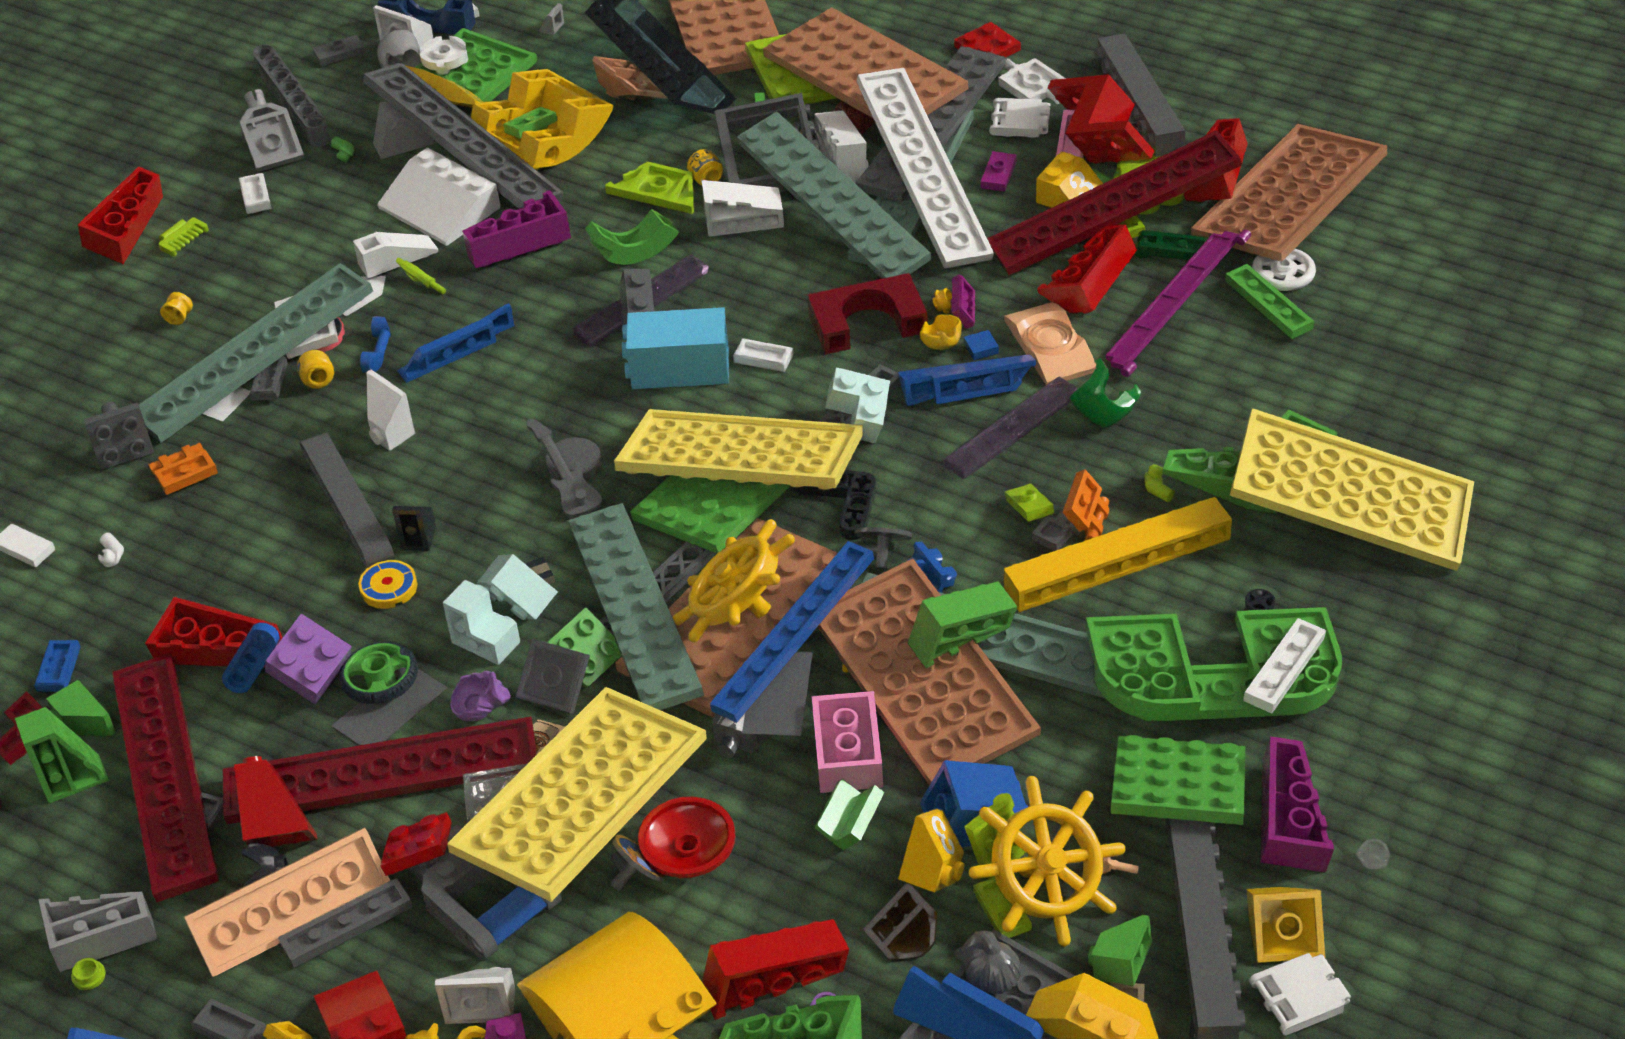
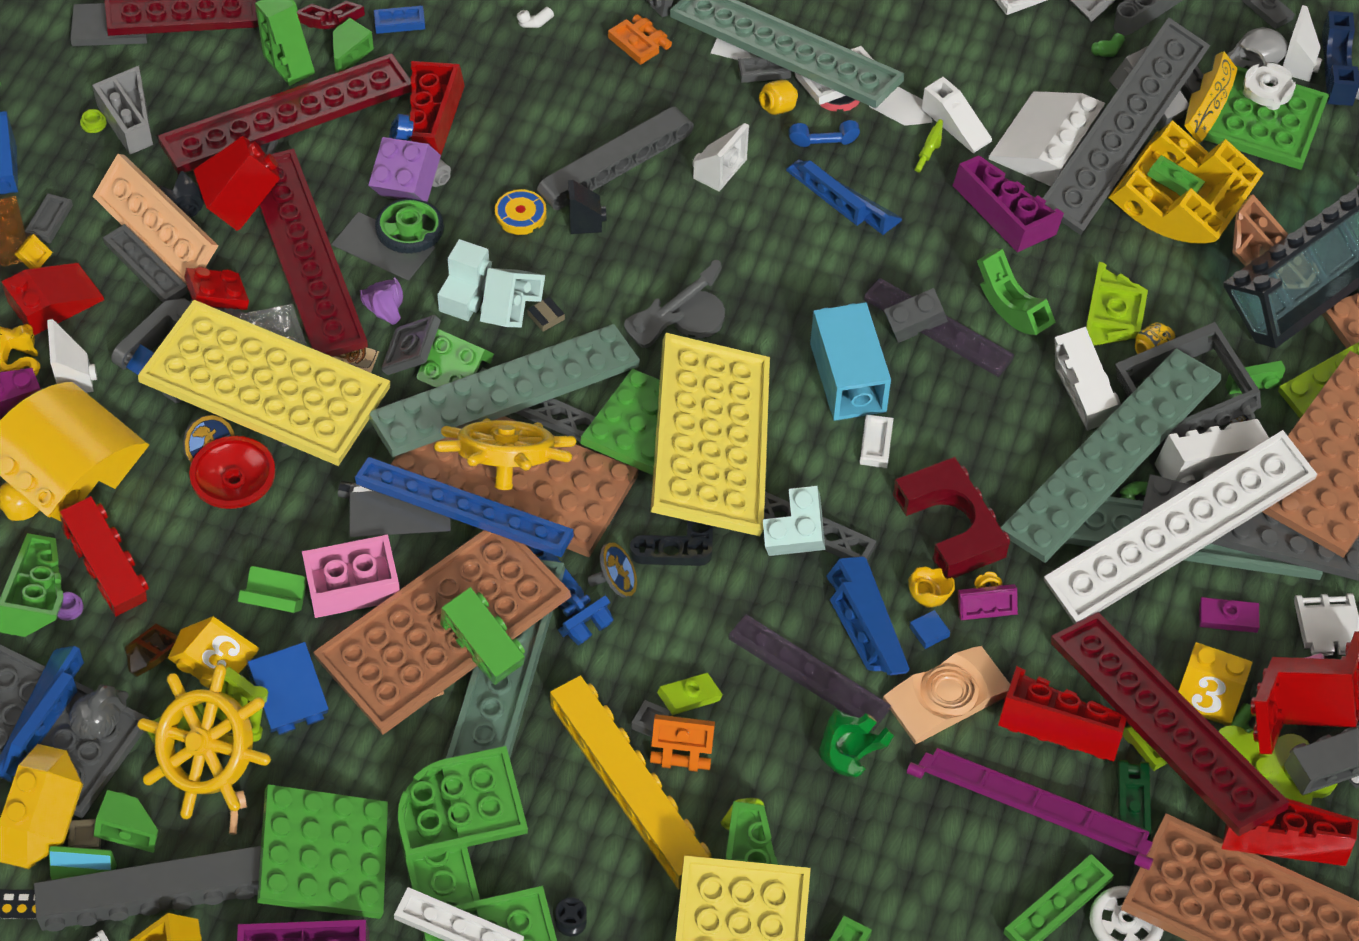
camera: 75 degrees right, 10 degrees up
(1169, 998) = (73, 861): none -> slope

